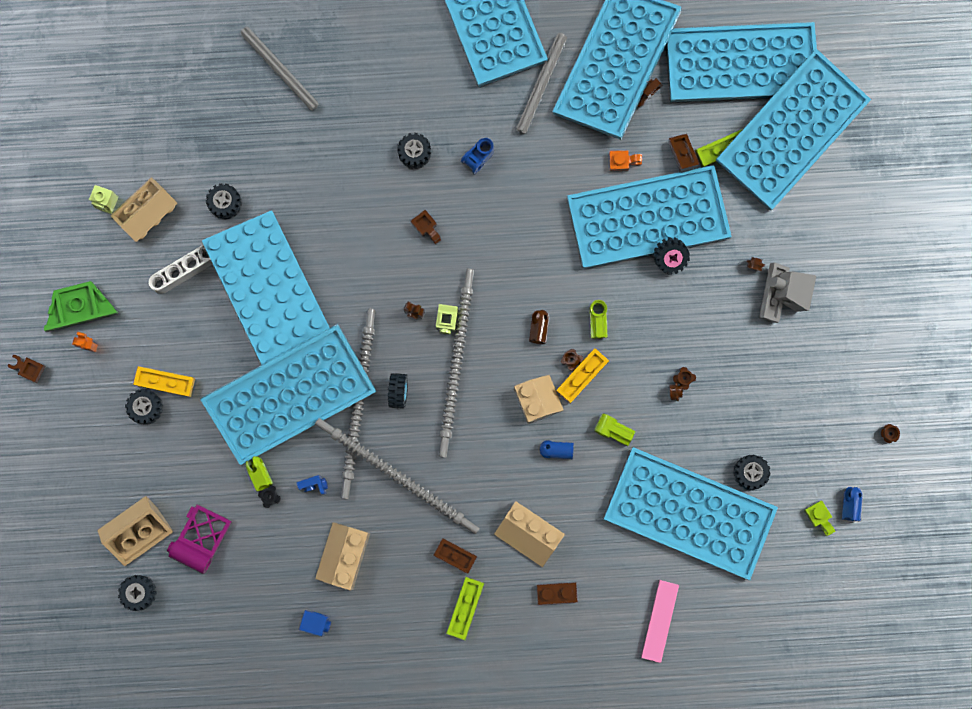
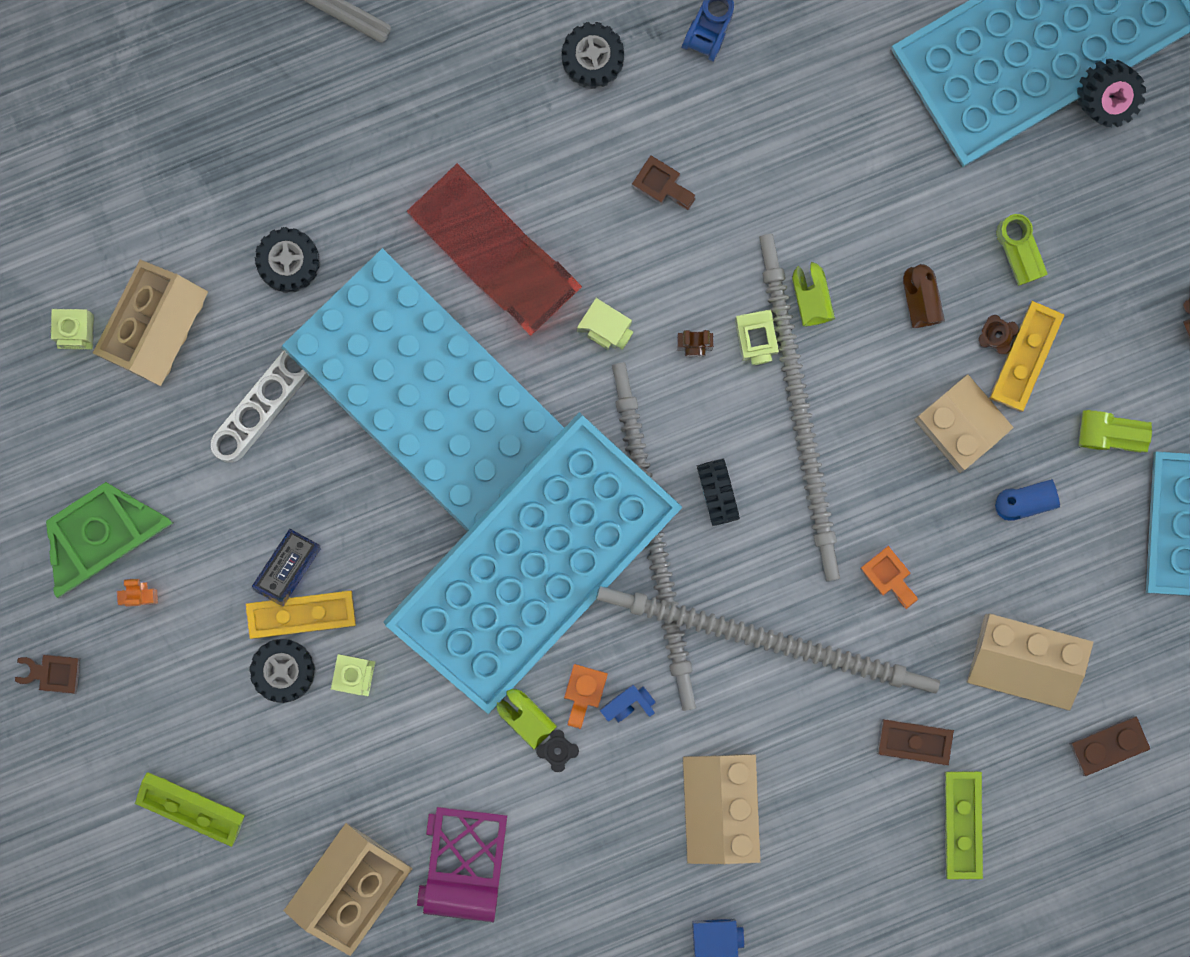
camera: 25 degrees left, 5 degrees up
(70, 461) = (189, 809): none -> lime plate
(165, 355) = (286, 567): none -> tile
(178, 421) = (353, 675): none -> yellowish green window
(295, 470) = (585, 690): none -> orange plate
(327, 229) = (493, 250): none -> clear red windscreen
(371, 287) = (606, 326): none -> yellowish green window
(471, 463) = (887, 574): none -> orange plate
(483, 311) = (815, 300): none -> lime piece

